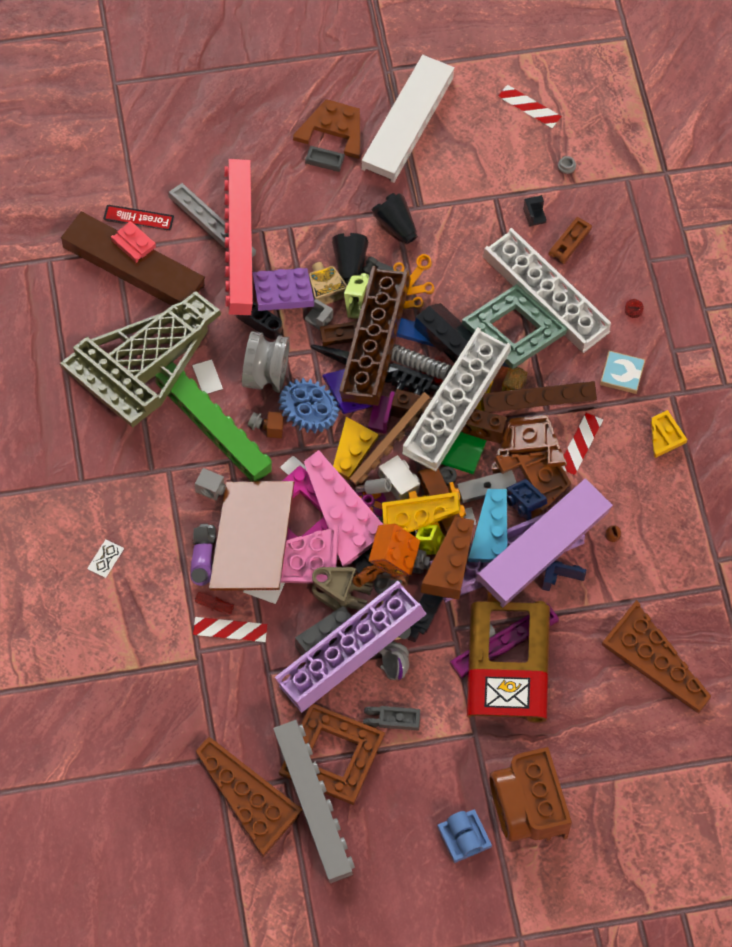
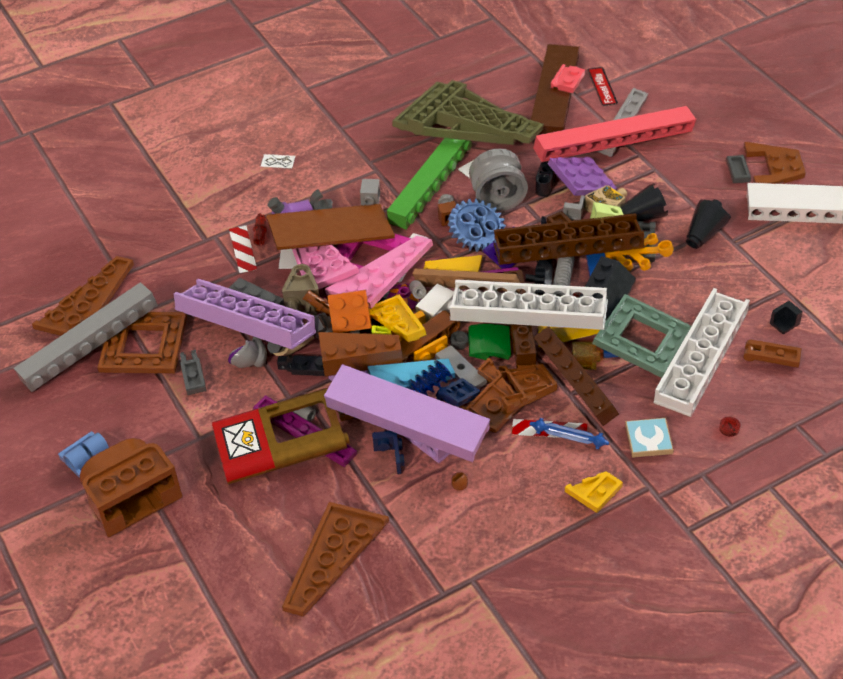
camera: 75 degrees right, 15 degrees down
(514, 511) = (430, 378): none -> clear blue piece
(596, 429) = (569, 433): none -> blue wheel

